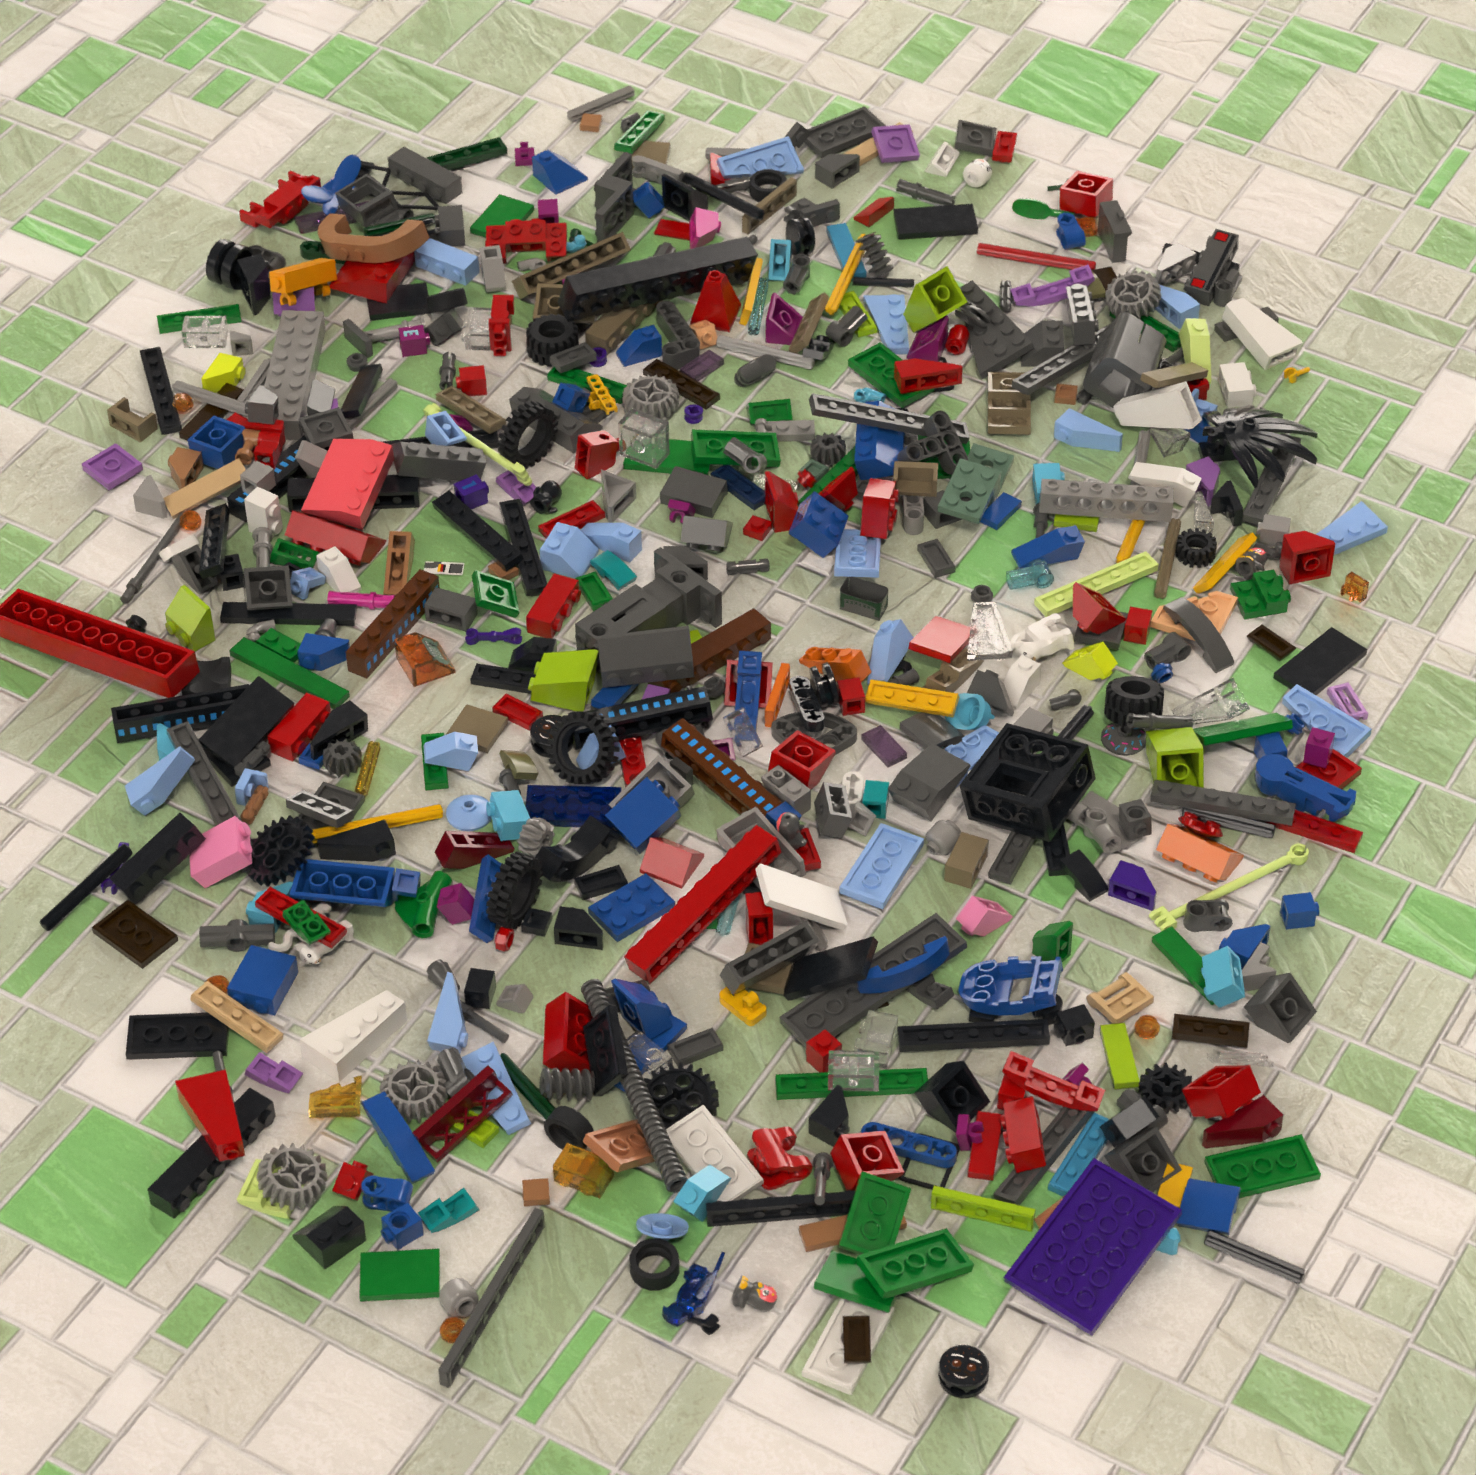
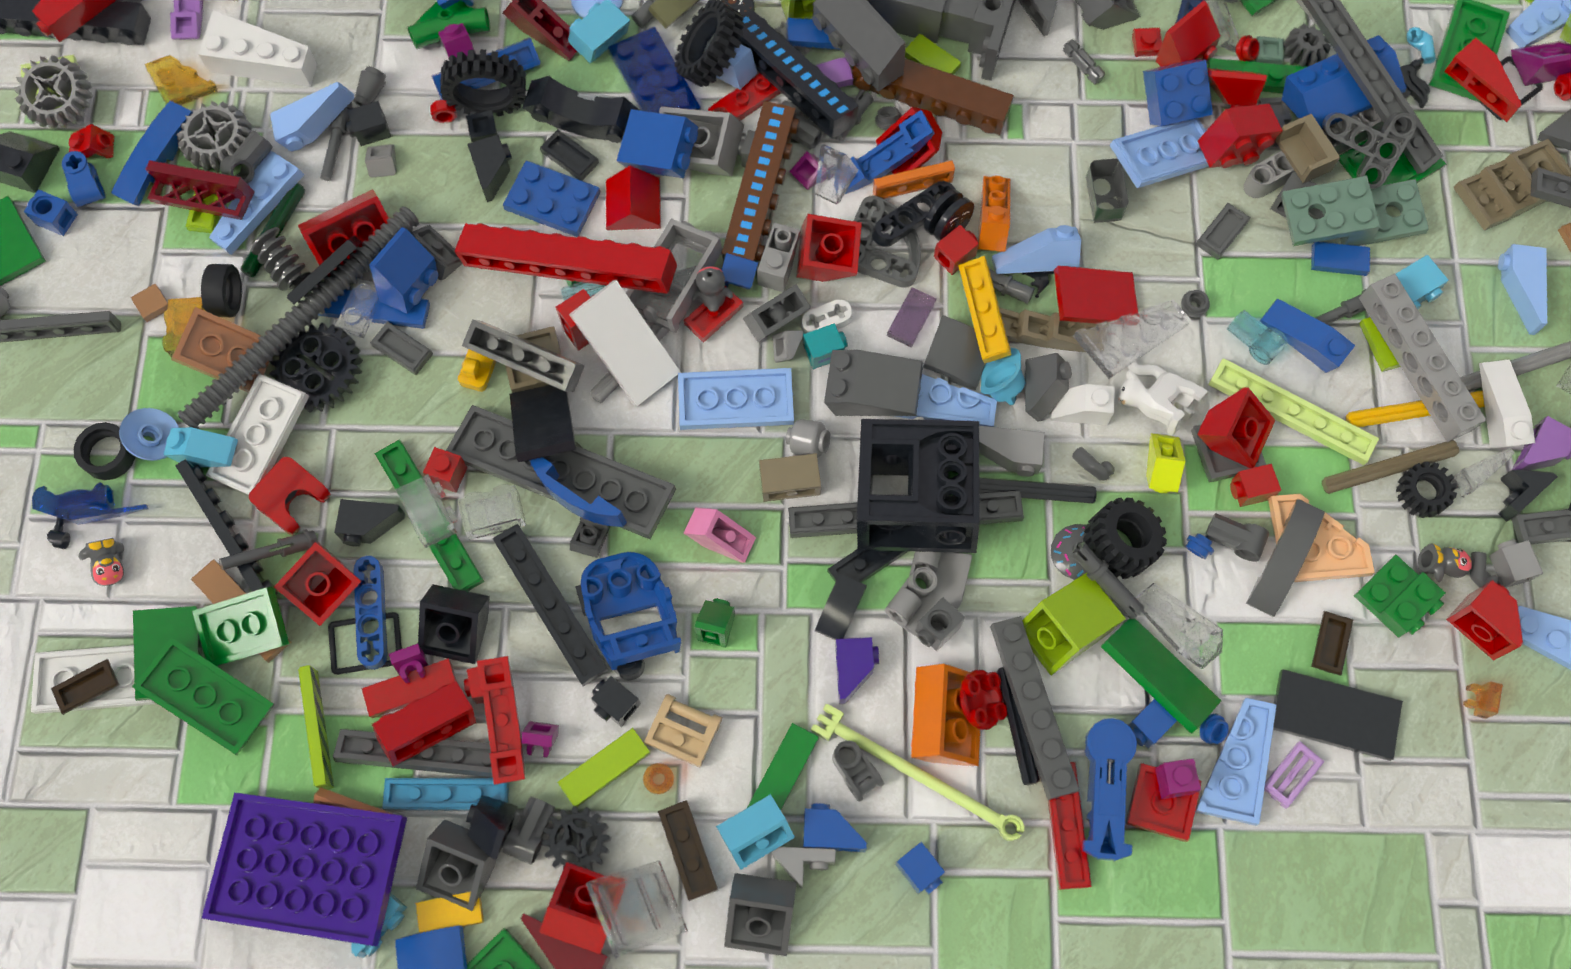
camera: 60 degrees right, 25 degrees up
(445, 1214) = (93, 242): teal slope -> none
(535, 835) = (580, 68): light grey gear -> none
(963, 1371) = (97, 811): black head -> none
(1226, 561) = (1423, 533): yellow tile -> none

